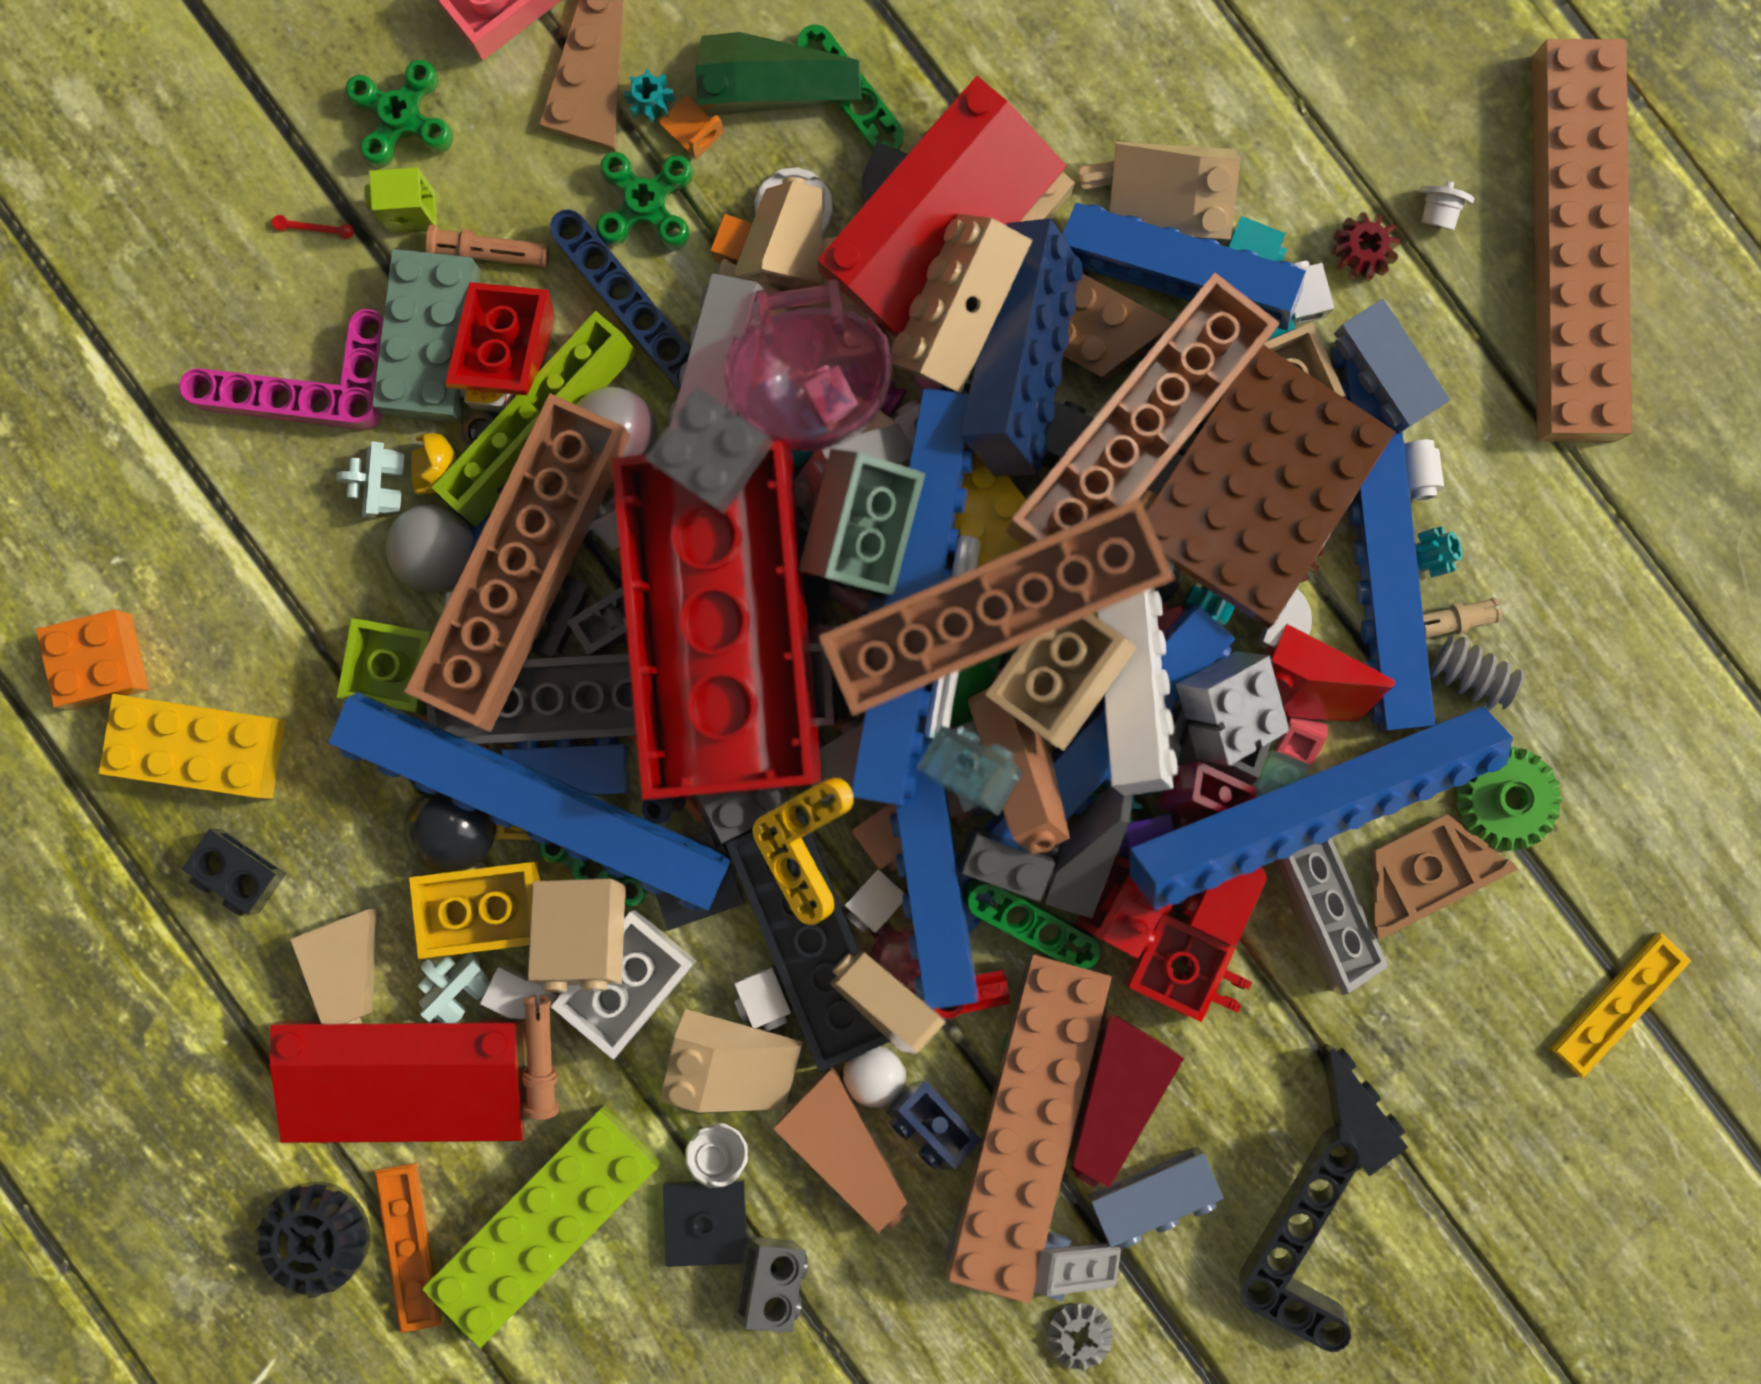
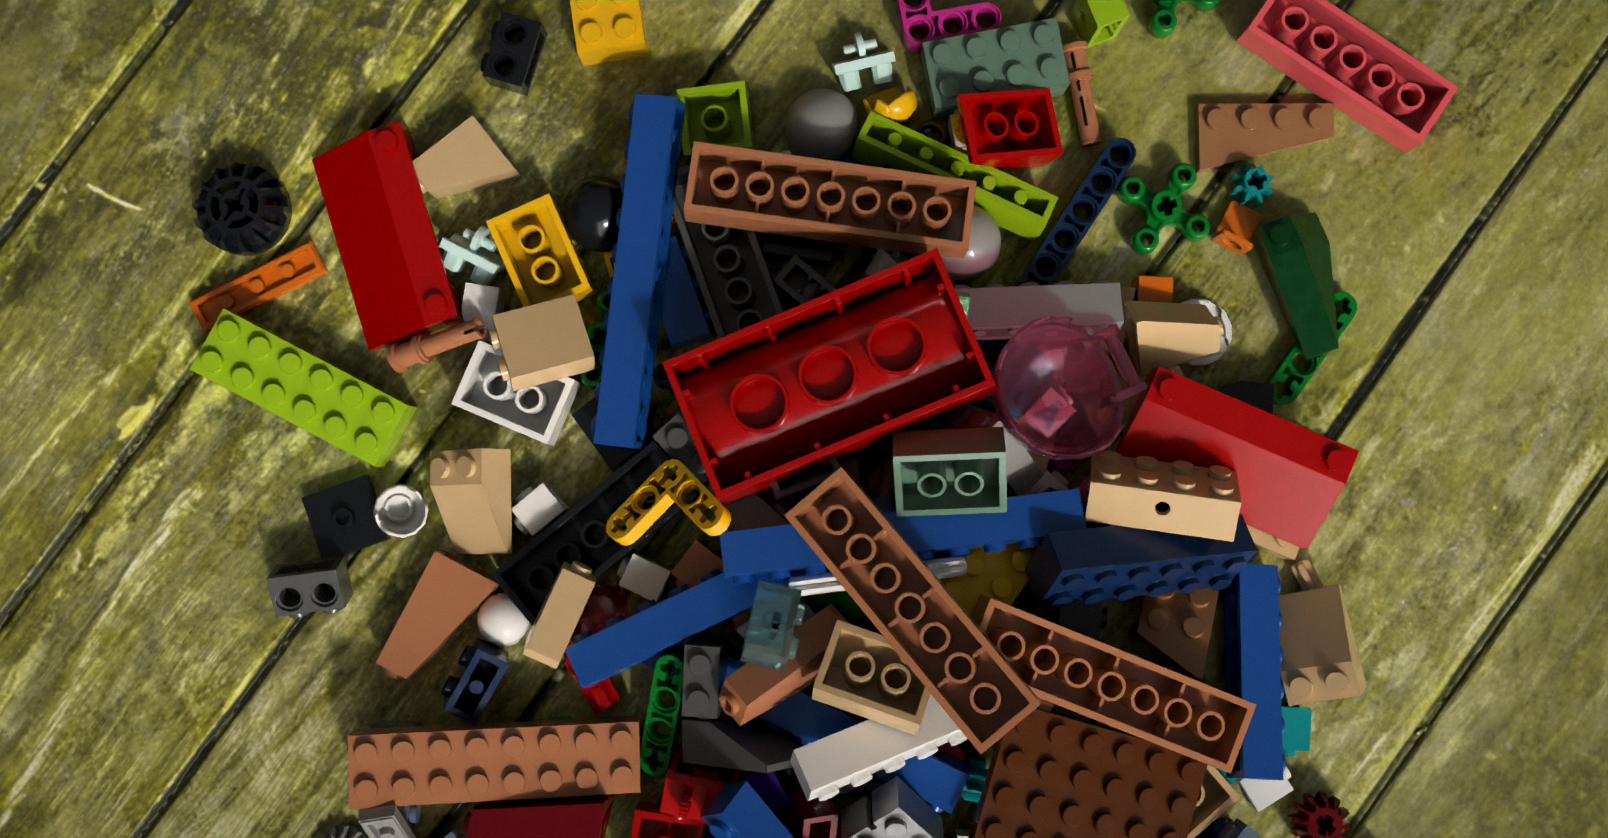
camera: 75 degrees right, 0 degrees up
(710, 450) = (967, 327): flat silver piece -> none

